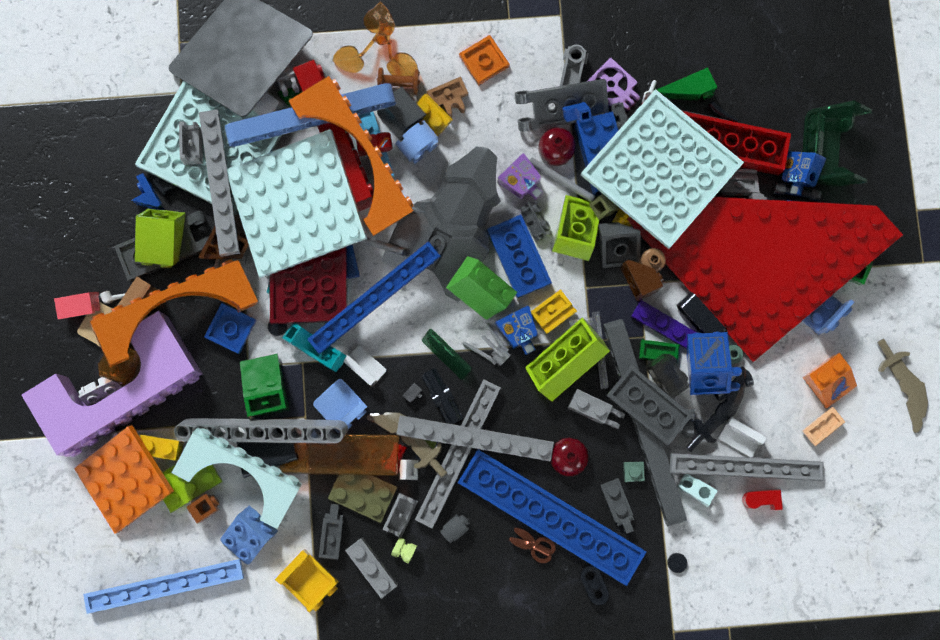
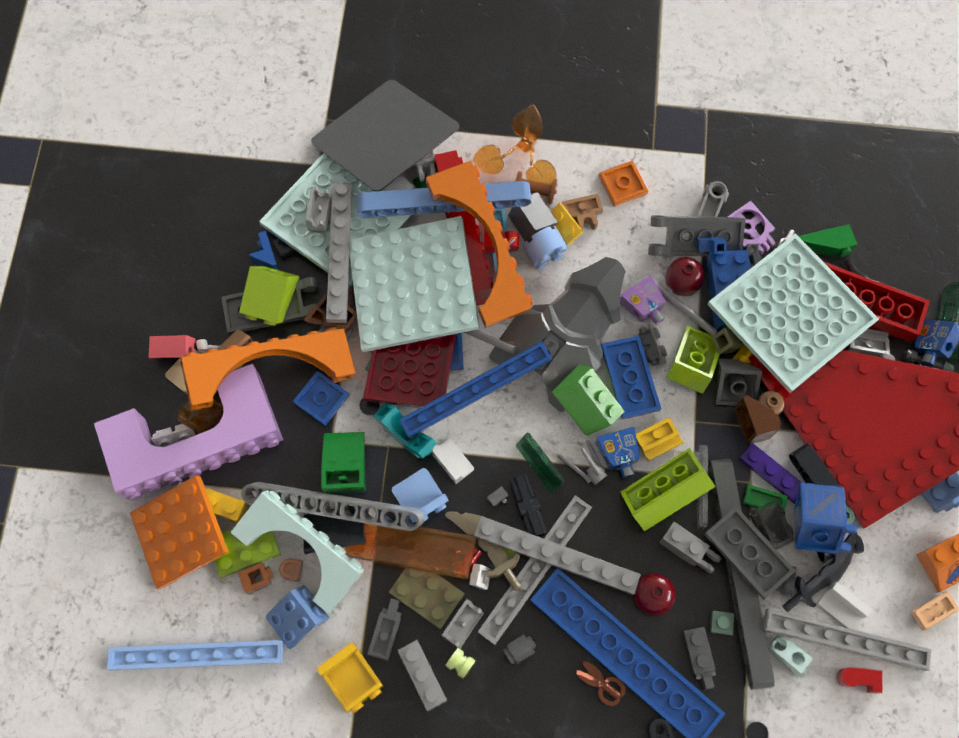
camera: 10 degrees right, 10 degrees down
(234, 493) = (291, 569): none -> nougat tile

